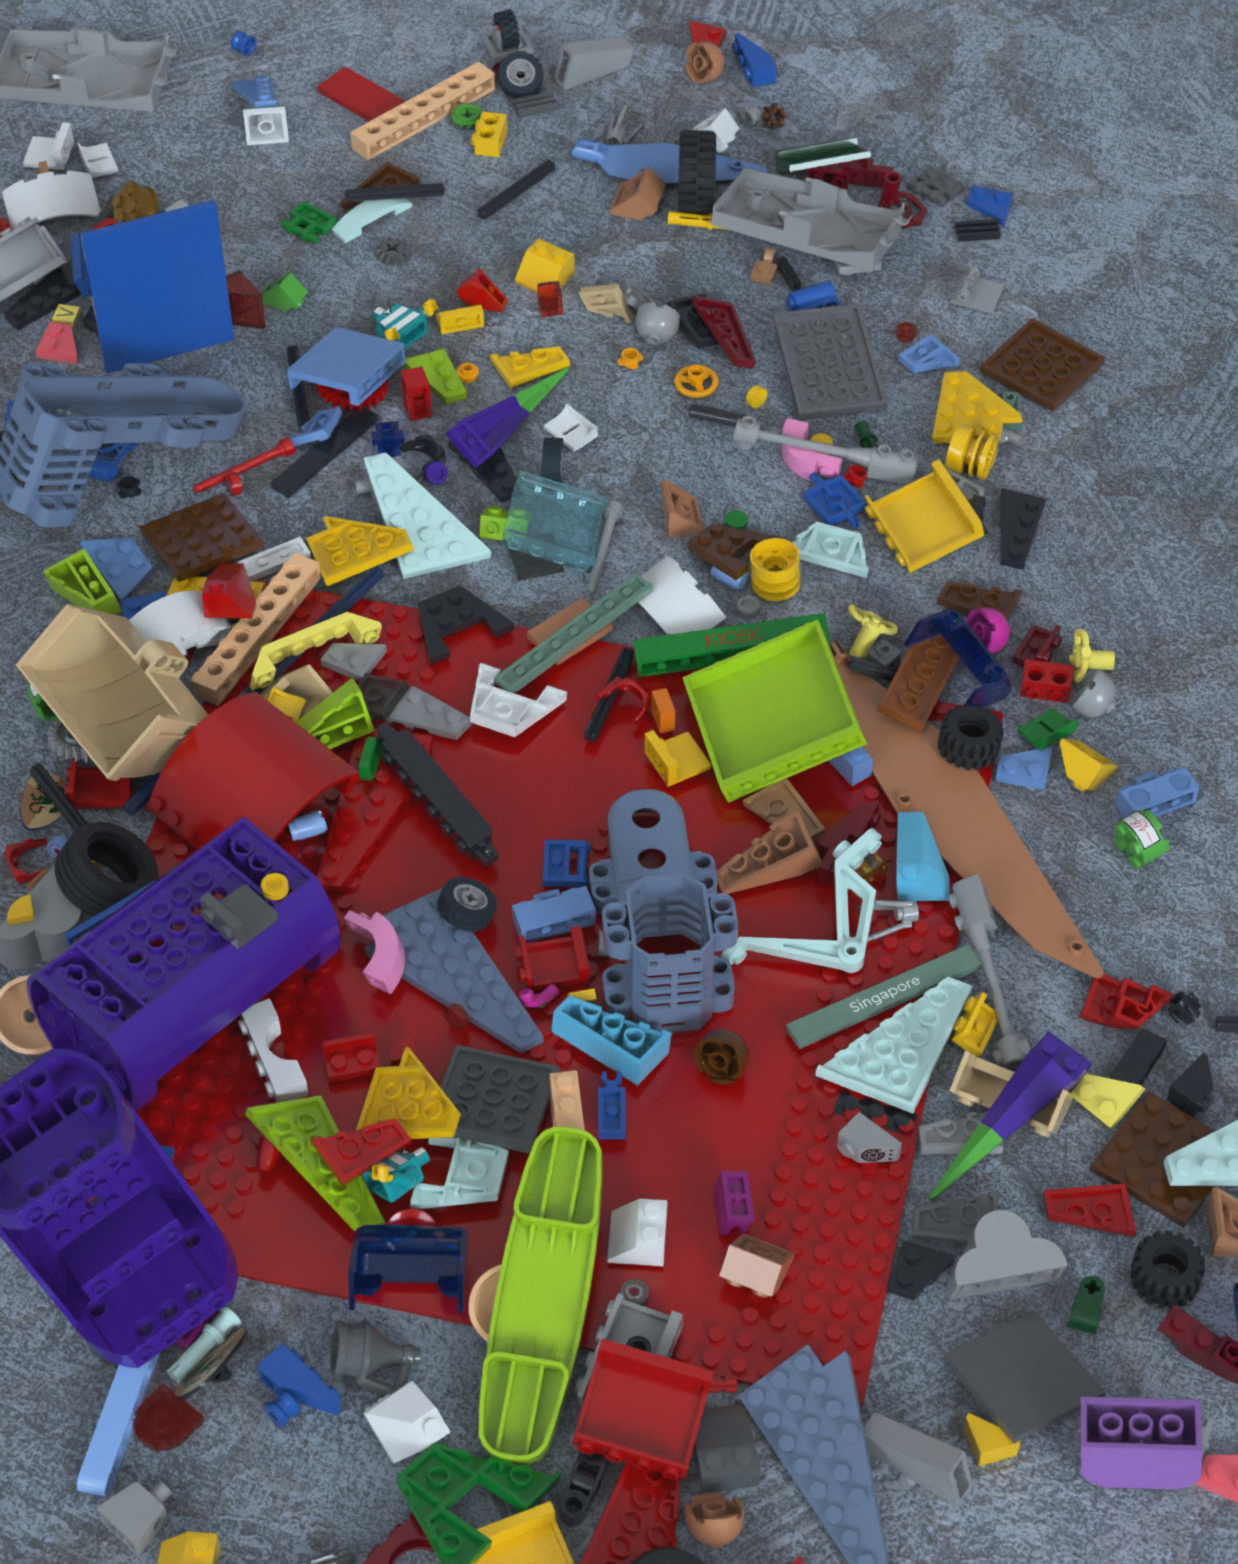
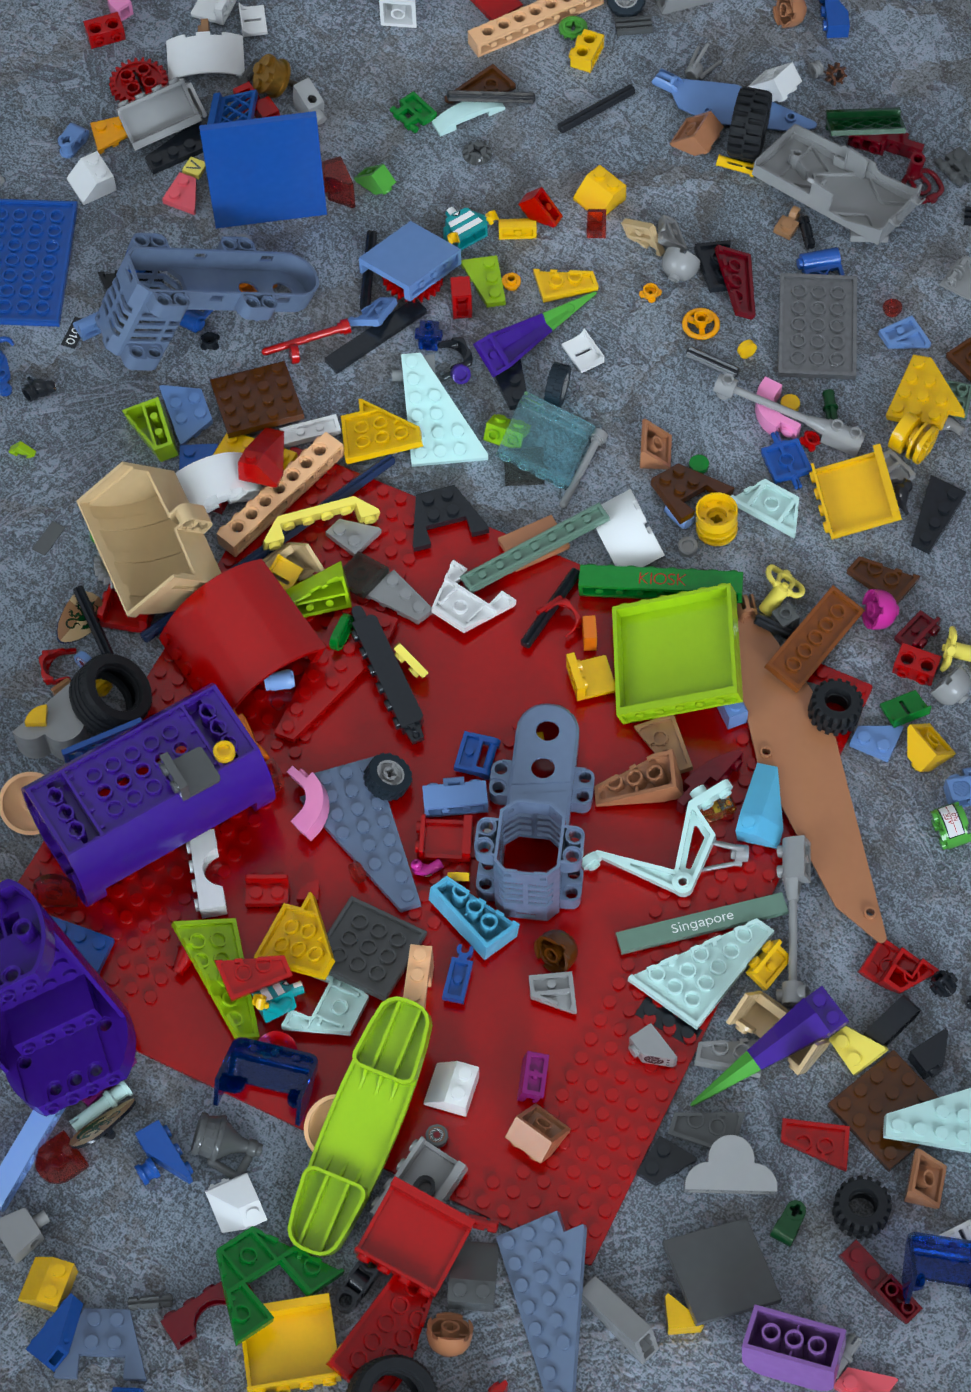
camera: 15 degrees right, 10 degrees up
(460, 775) = (403, 655): none -> light yellow wing
(731, 1102) = (554, 990): none -> light grey wing
(971, 650) = (870, 650): clear blue windscreen -> none

